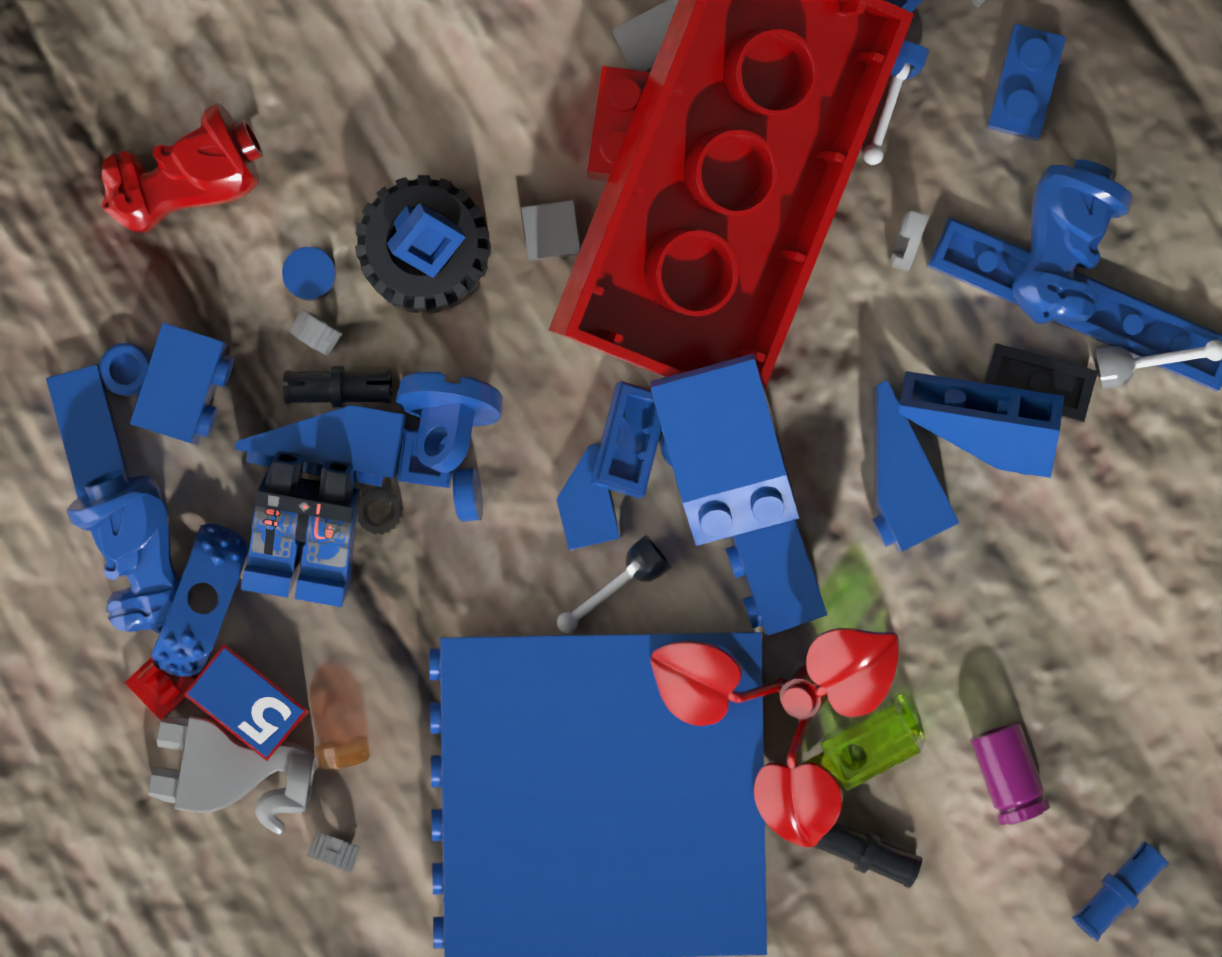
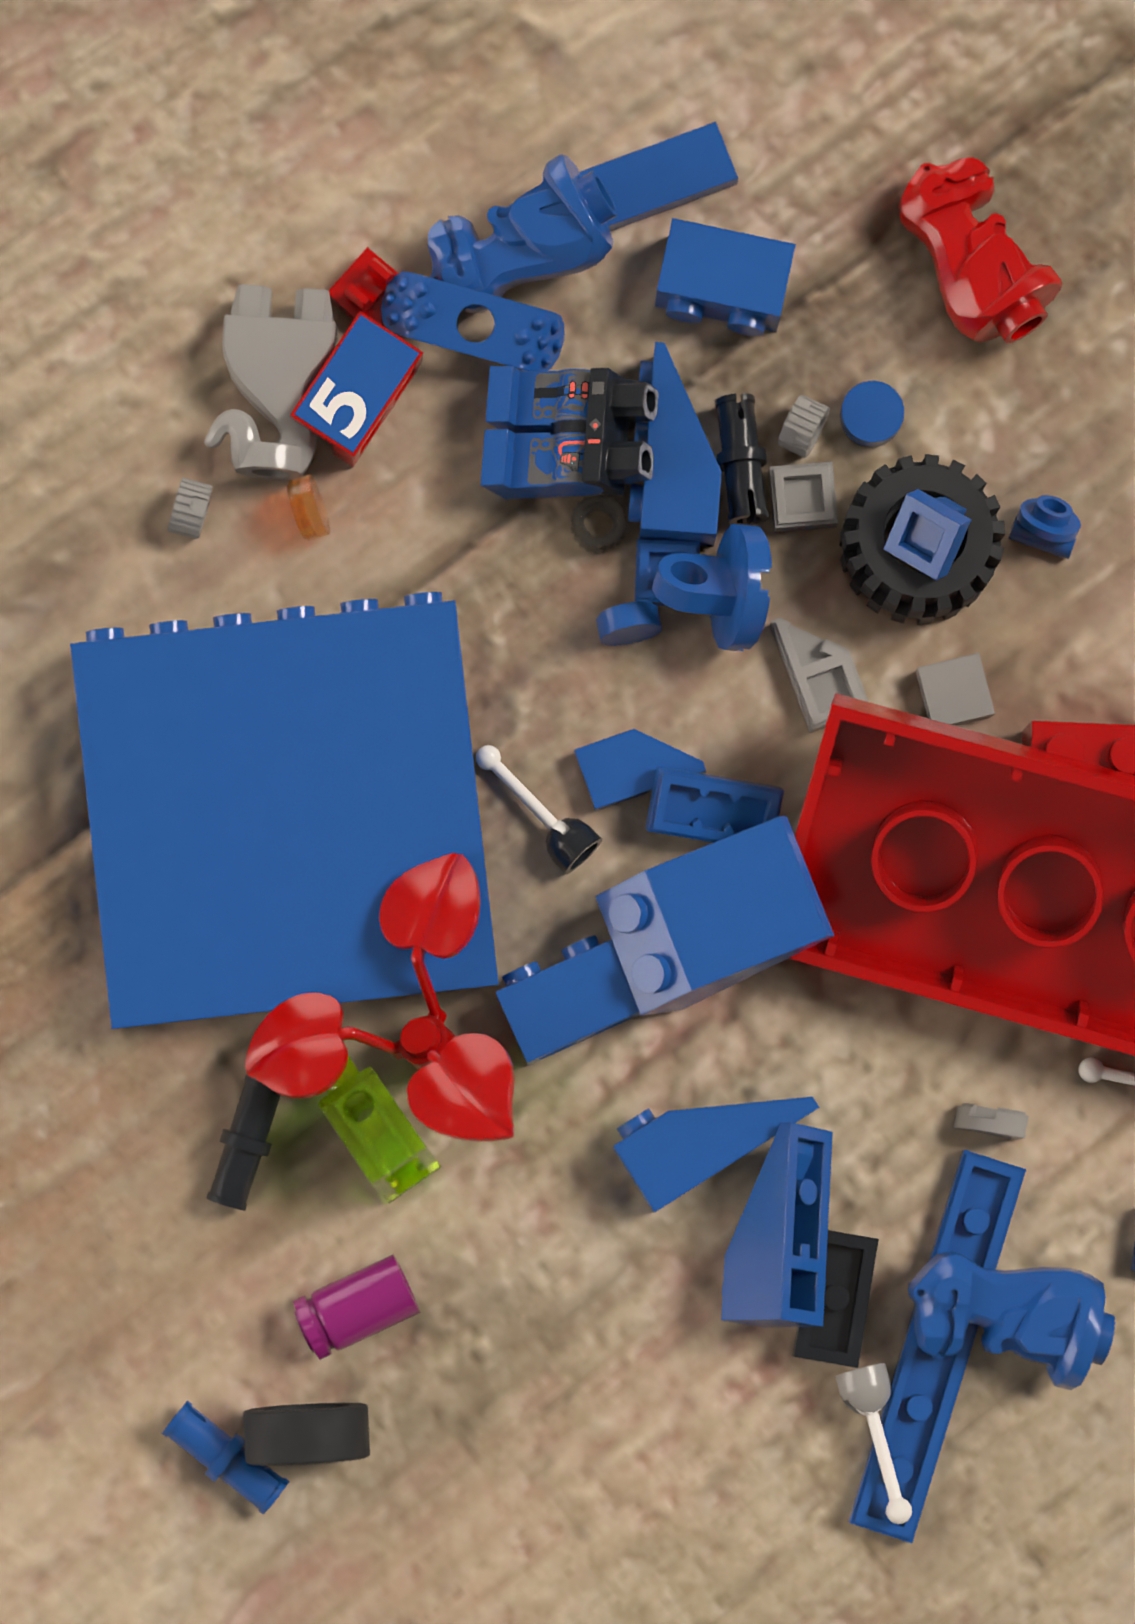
camera: 80 degrees right, 5 degrees down
(124, 368) = (736, 208): blue tile -> none
(373, 338) = (803, 496): none -> light grey tile
(418, 139) = (1046, 525): none -> blue plate
(523, 341) = (816, 671): none -> light grey tile
(1110, 823) = (306, 1433): none -> black tyre

